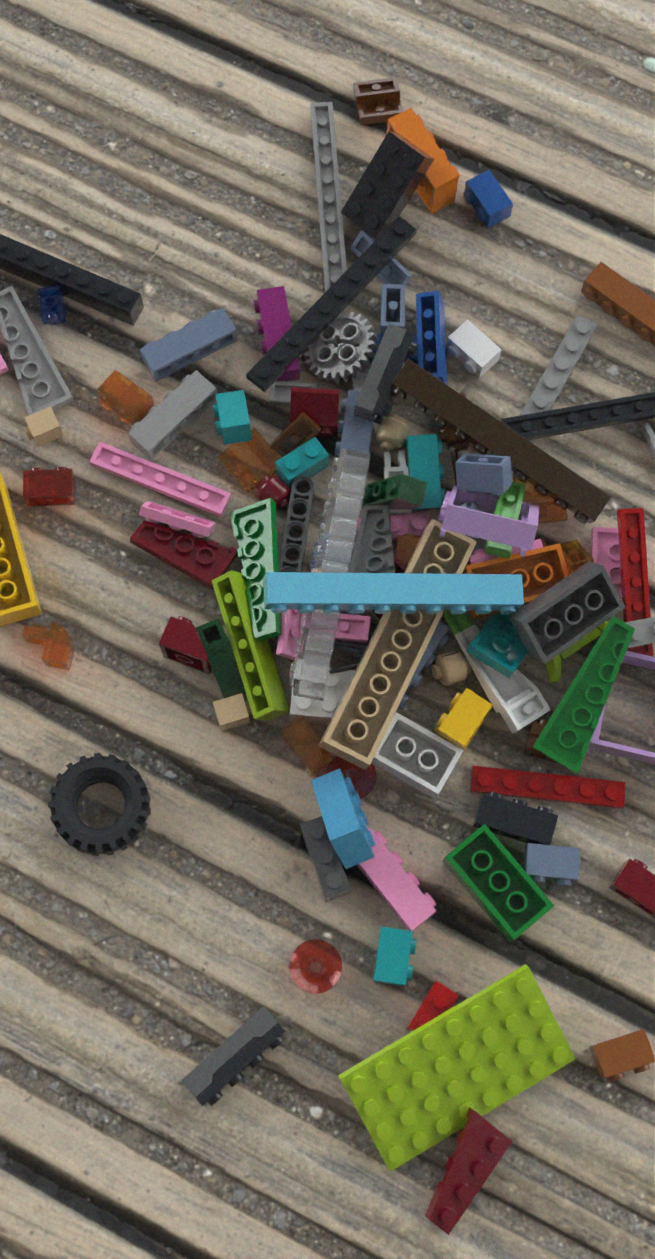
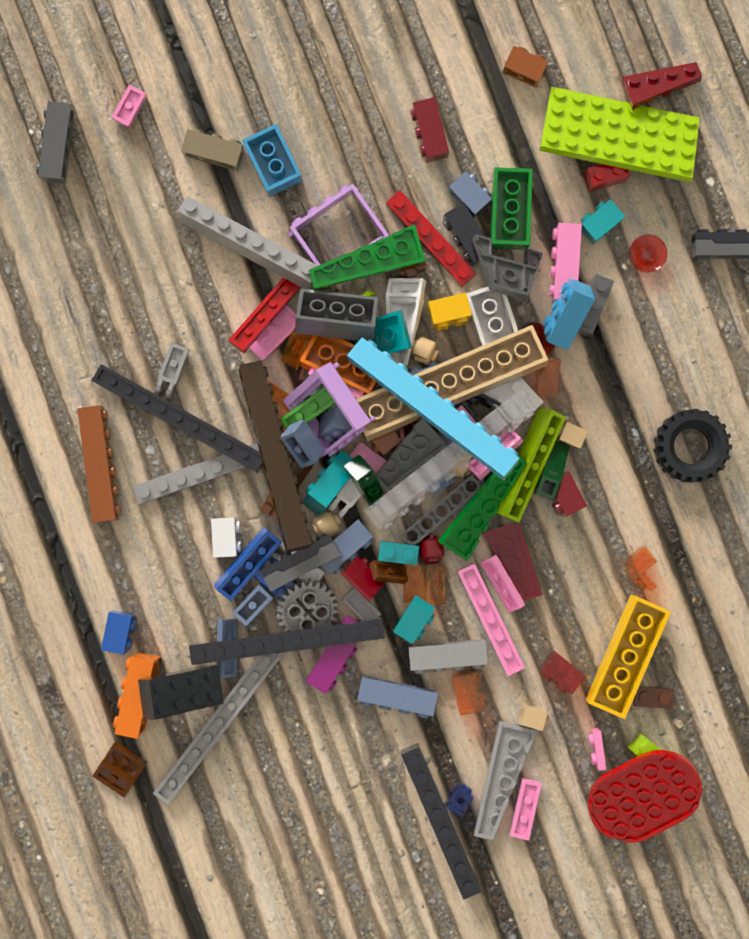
camera: 135 degrees left, 15 degrees up
(439, 802) = (504, 274): none -> dark grey wing

